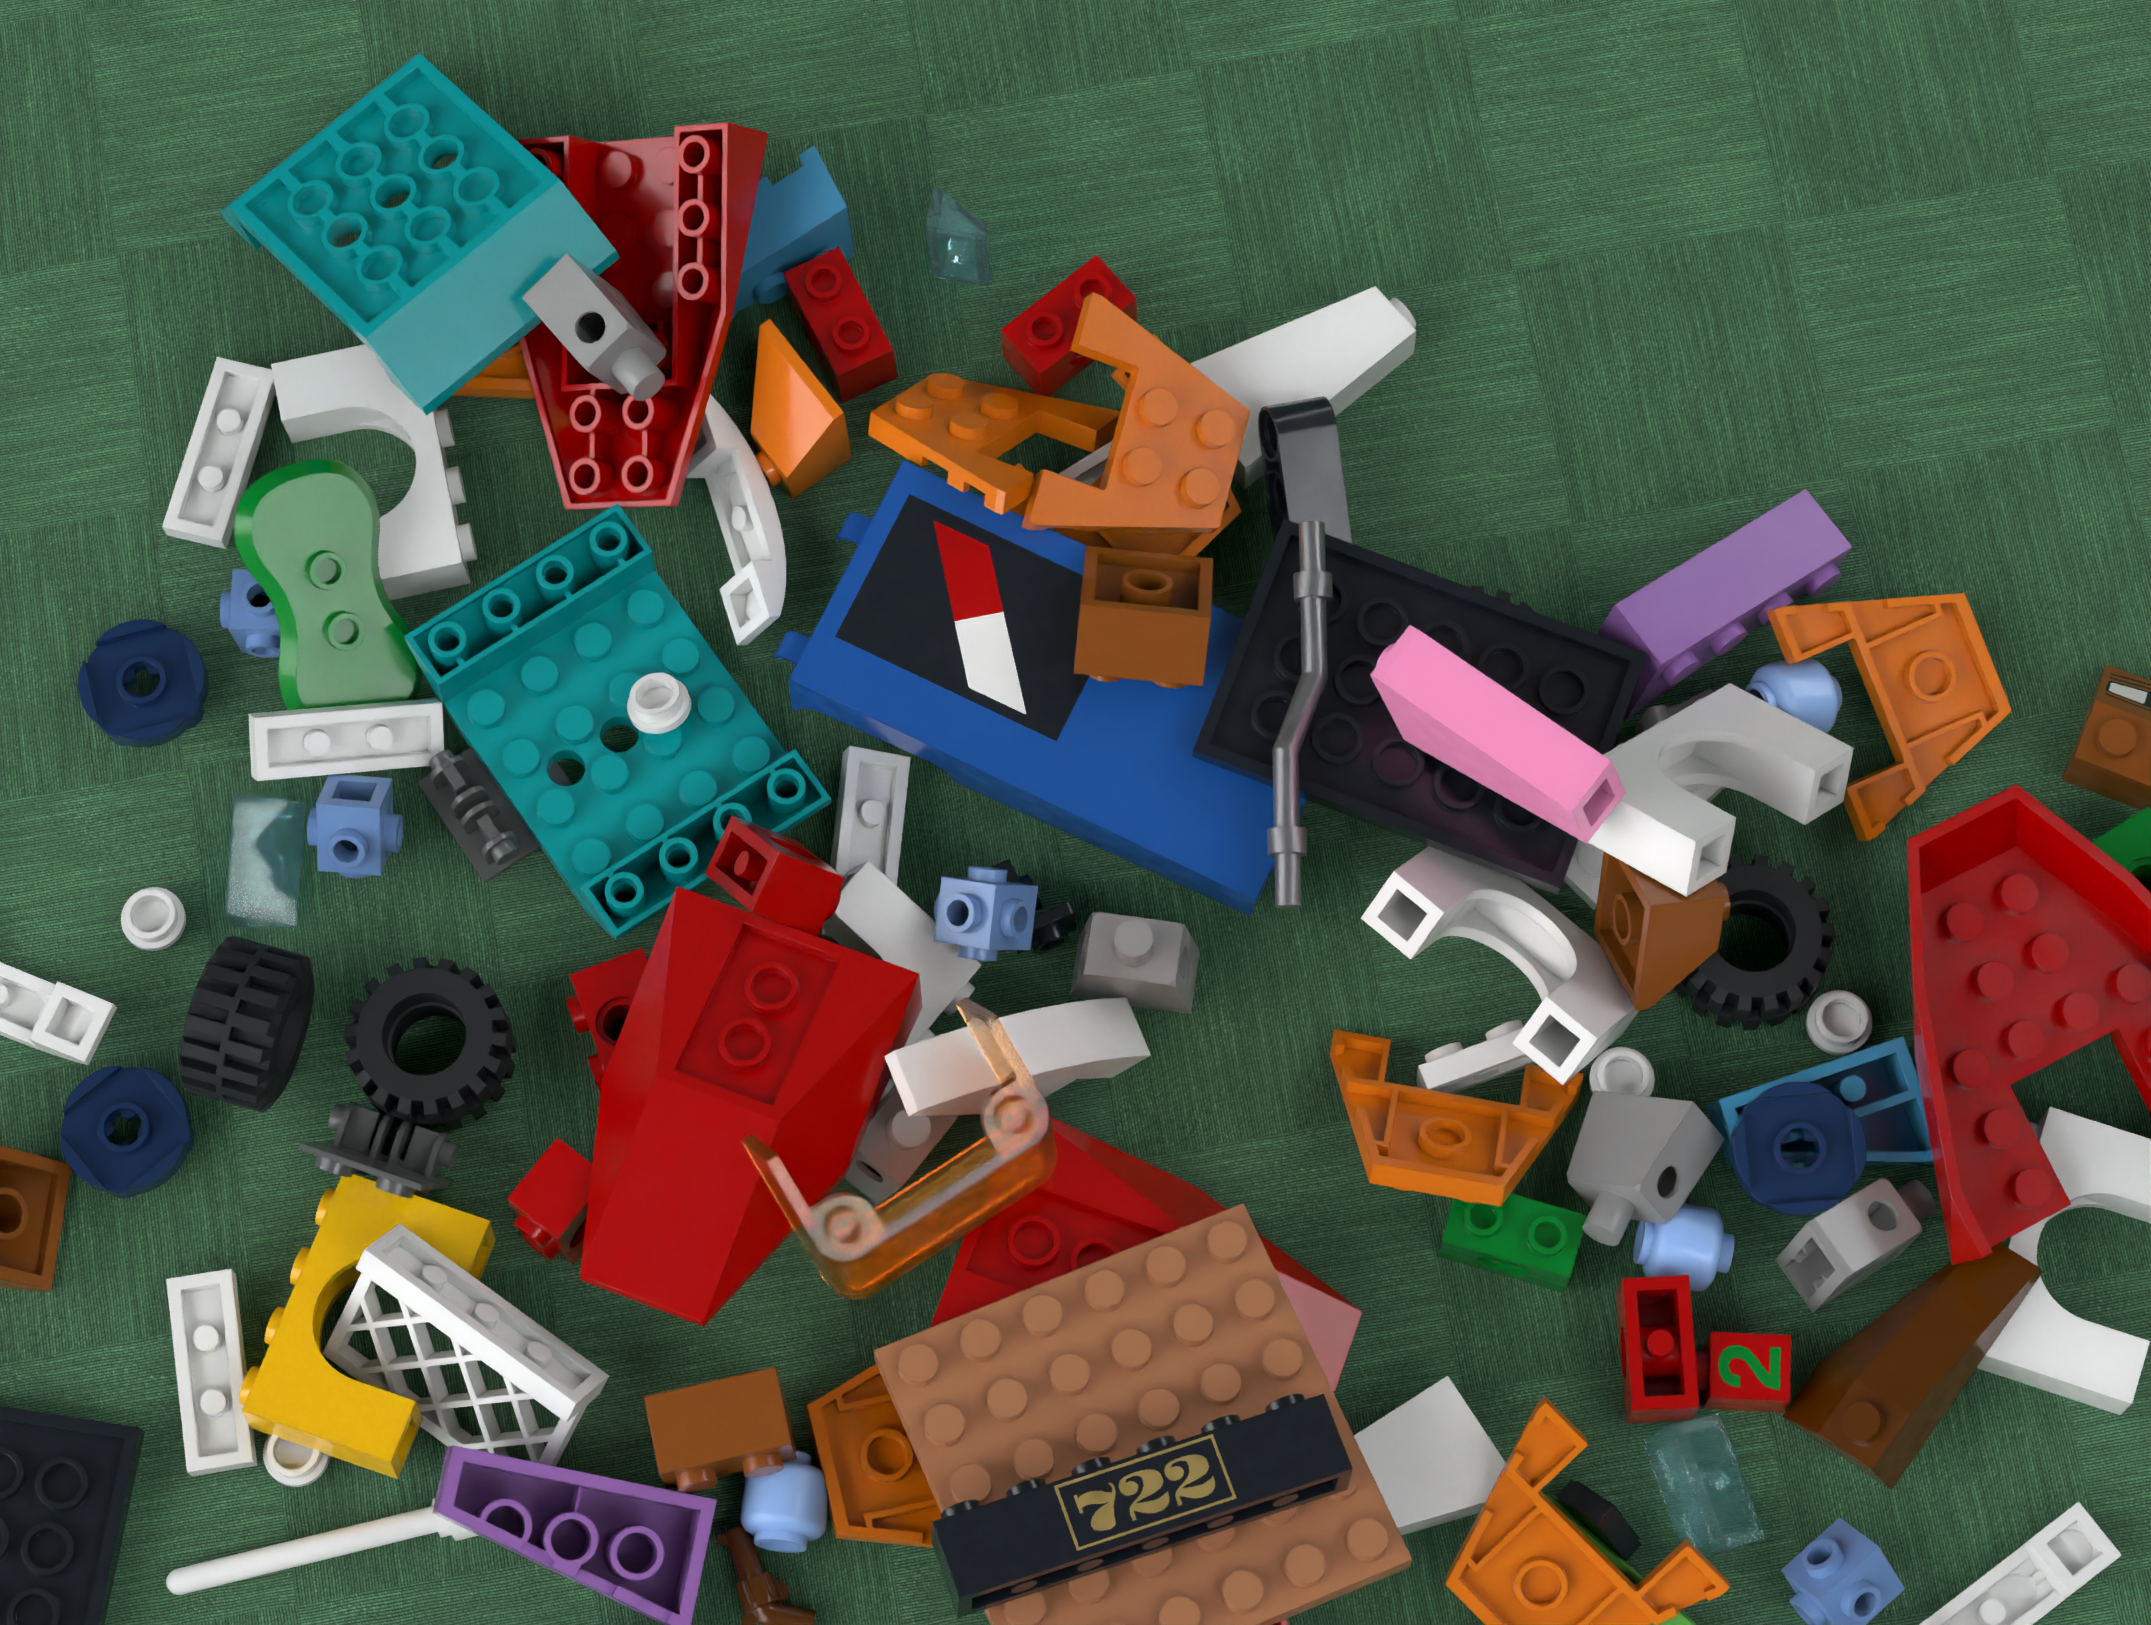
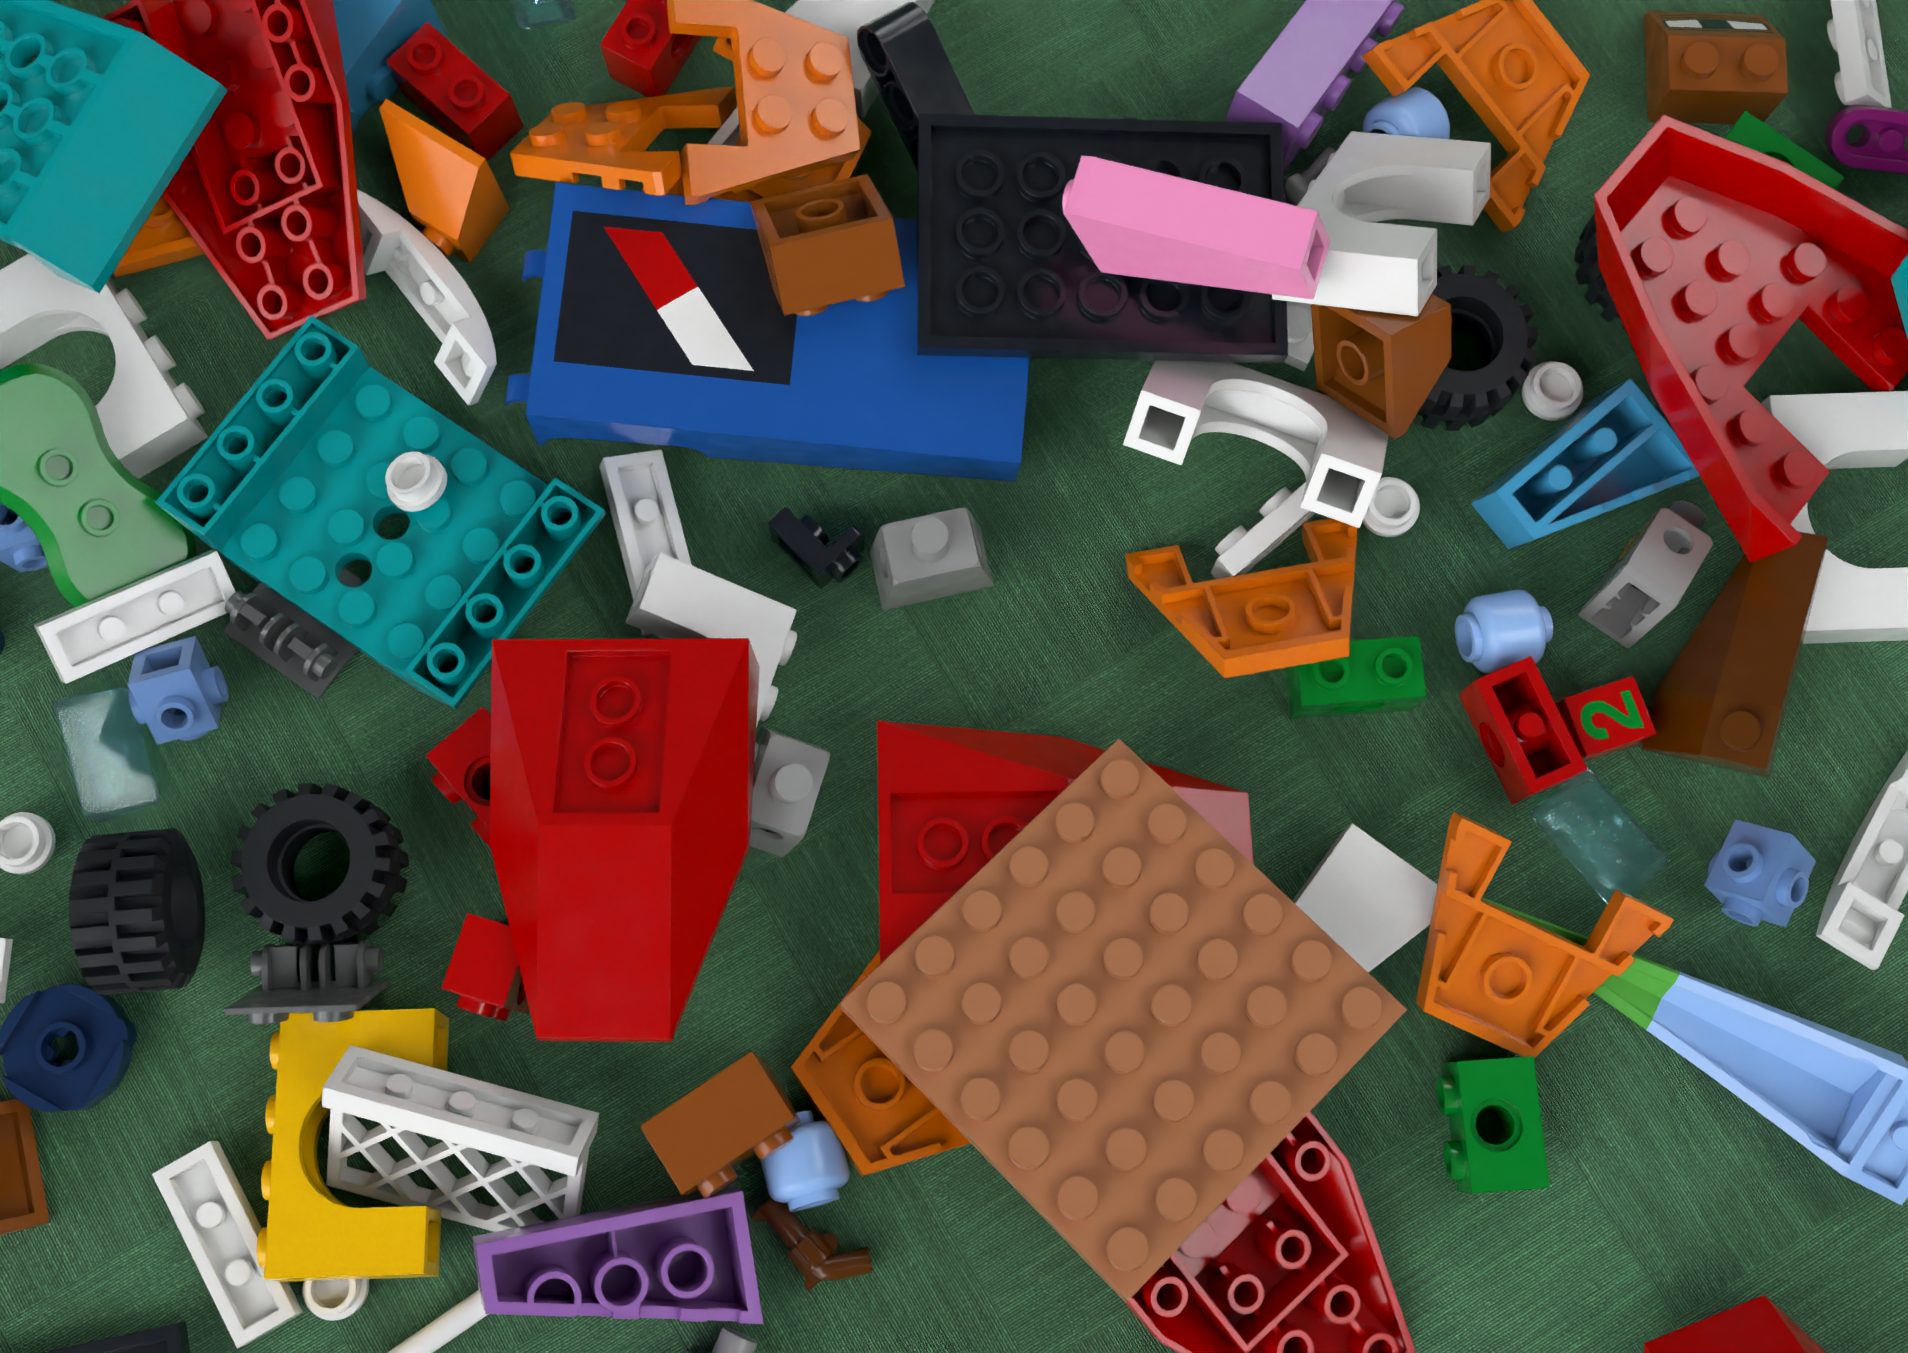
camera: 25 degrees left, 5 degrees up
(609, 341) = (248, 167): light grey torso -> none
(775, 876) = (581, 598): red brick -> none
(870, 1247) = (797, 909): clear orange windscreen -> none
(985, 913) = (783, 562): medium blue brick -> none
(1054, 1042) = (860, 683): white slope -> none
(1139, 1503) = (1148, 1061): black brick -> none
(1287, 839) = (972, 167): flat silver bar -> none
(1600, 1518) = (1527, 897): black tile -> none
(1638, 1160) = (1443, 570): light grey torso -> none
(1820, 1119) = (1548, 515): dark blue plate -> none

